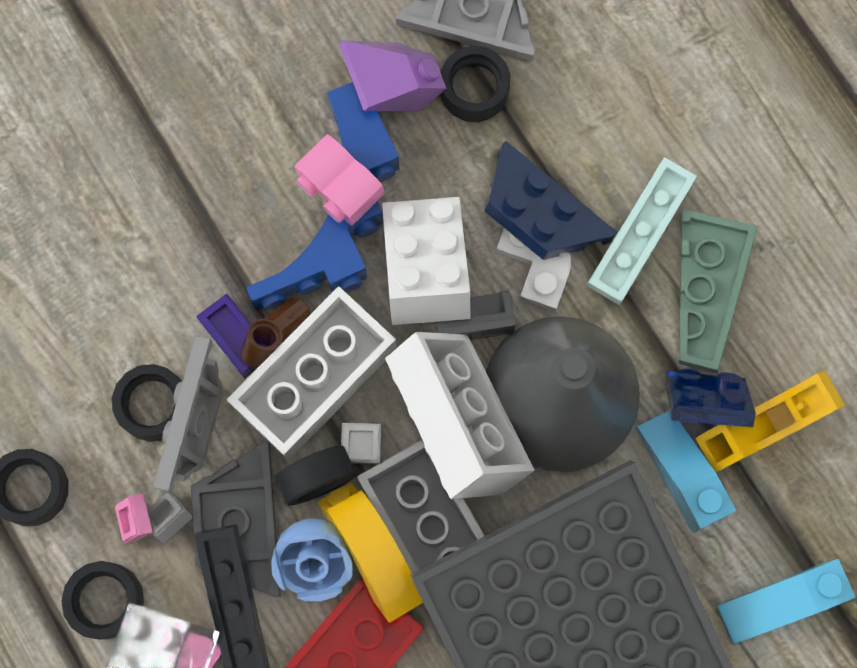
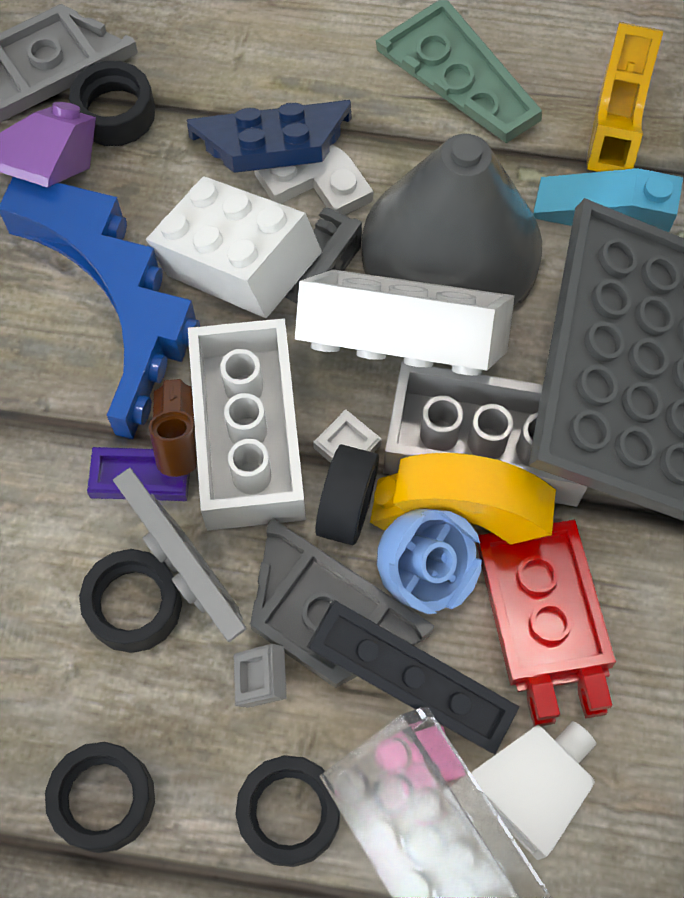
camera: 50 degrees left, 10 degrees down
(133, 518) = (232, 709): bright pink tile -> none
(338, 180) = (89, 250): bright pink brick -> none
(641, 231) = (367, 83): light aqua plate -> none
(709, 398) = (563, 129): clear blue plate -> none

